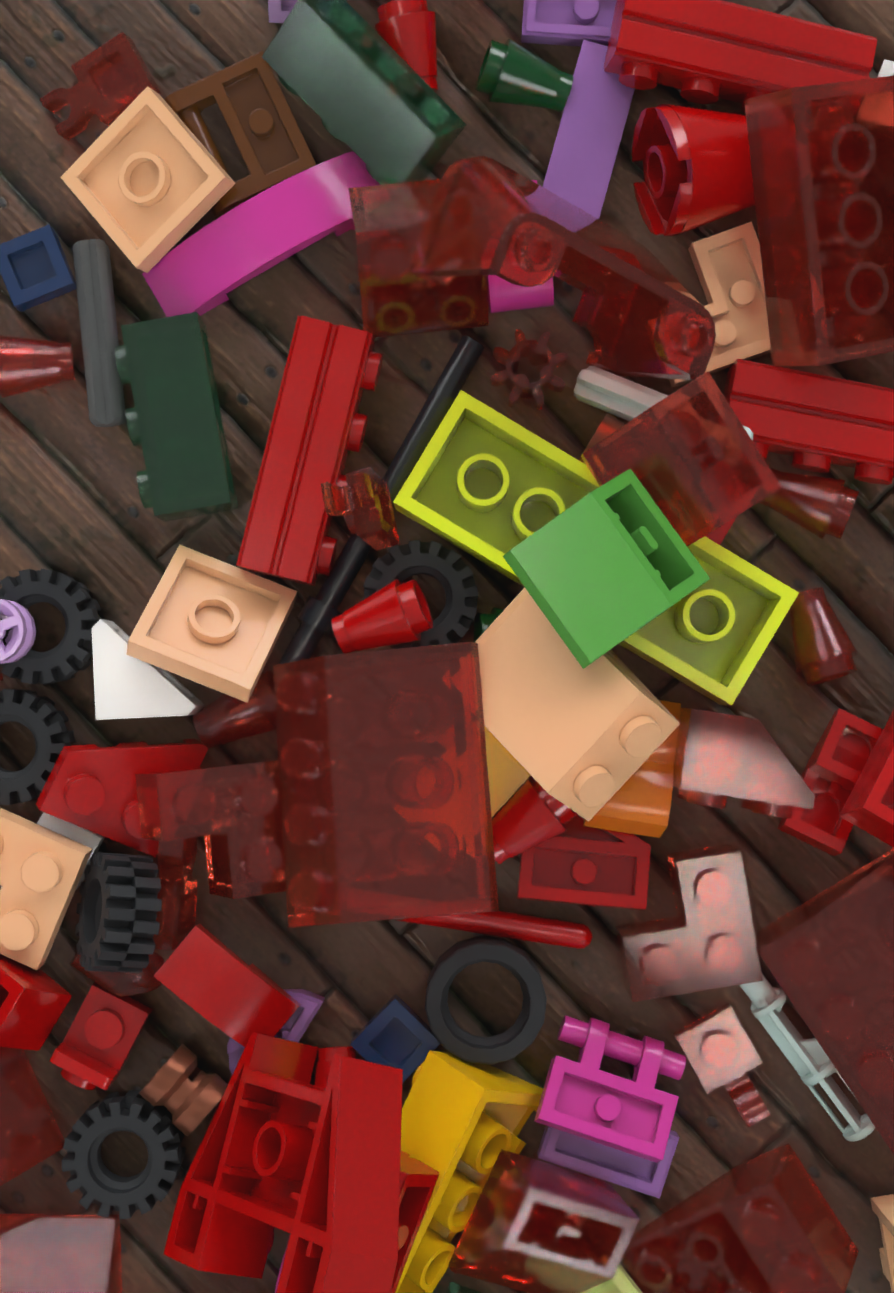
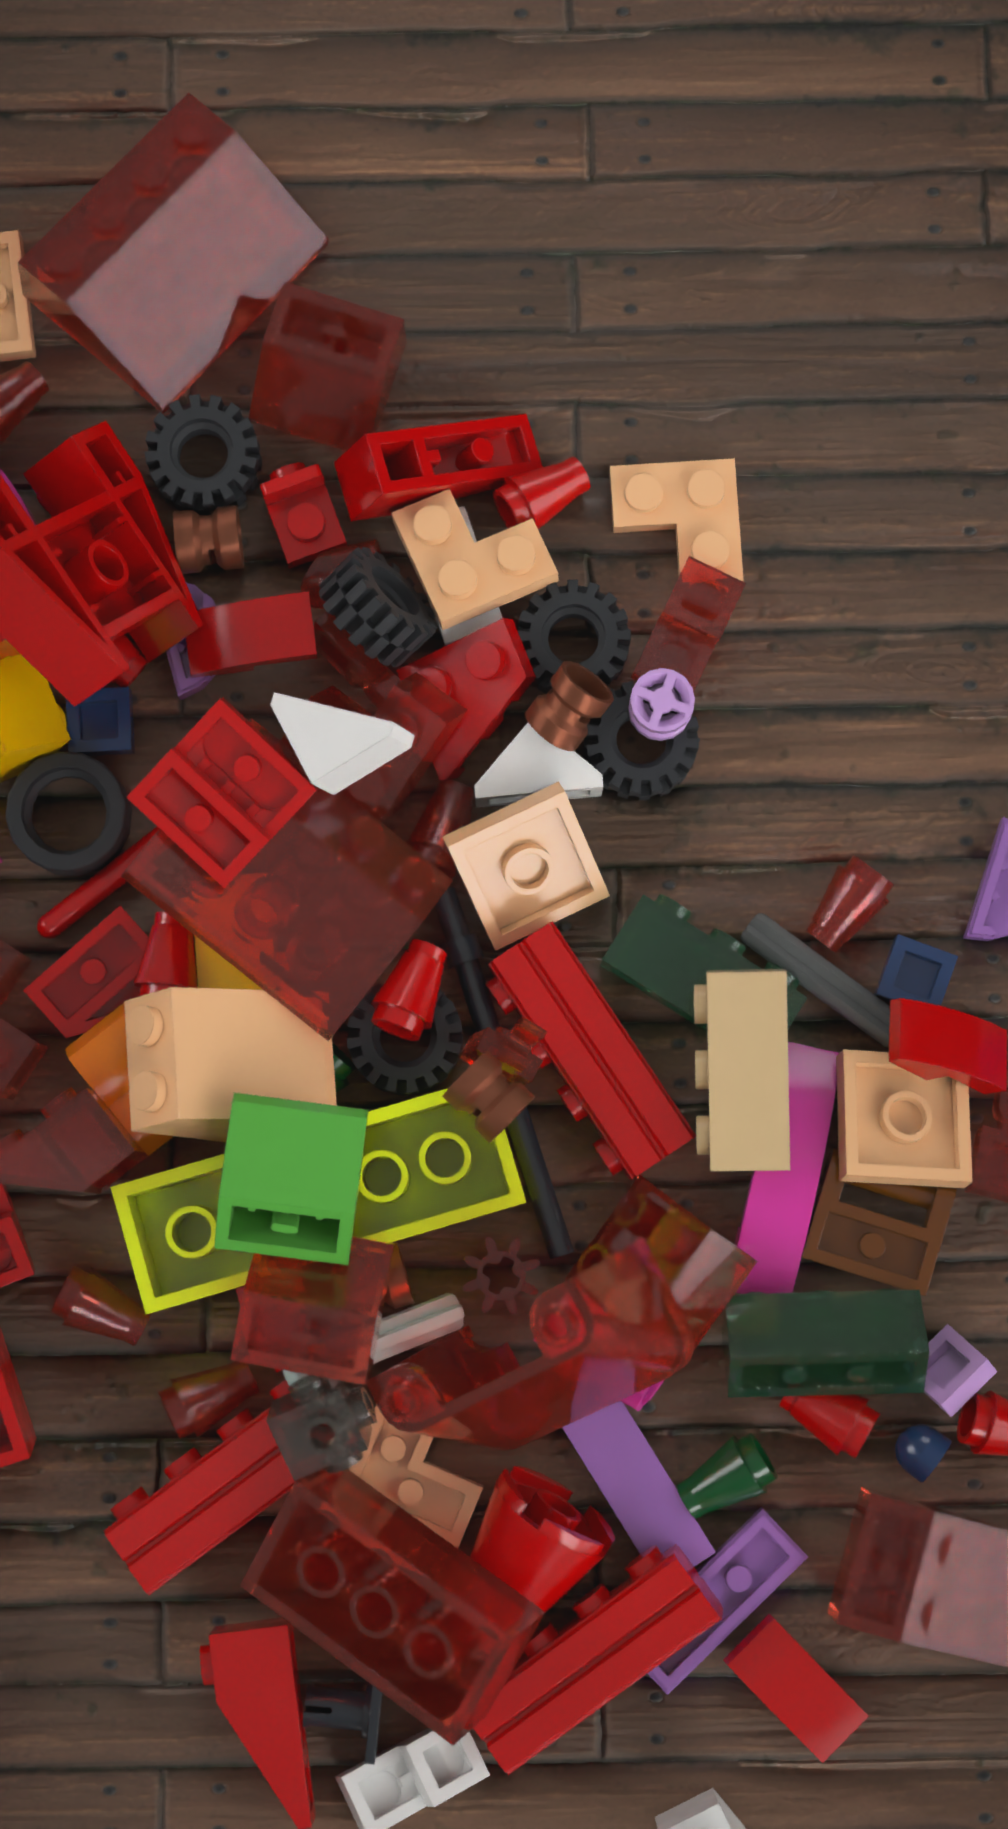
camera: 130 degrees right, 5 degrees down
(62, 195) = (947, 1042): none -> red slope
(65, 698) = (567, 708): none -> copper wheel
(214, 317) = (744, 1070): none -> tan brick
(247, 842) = (336, 743): none -> white slope
(364, 892) = (222, 792): none -> red slope
(409, 483) = (488, 1096): none -> copper wheel
(764, 384) = (322, 1425): none -> clear smoke brick

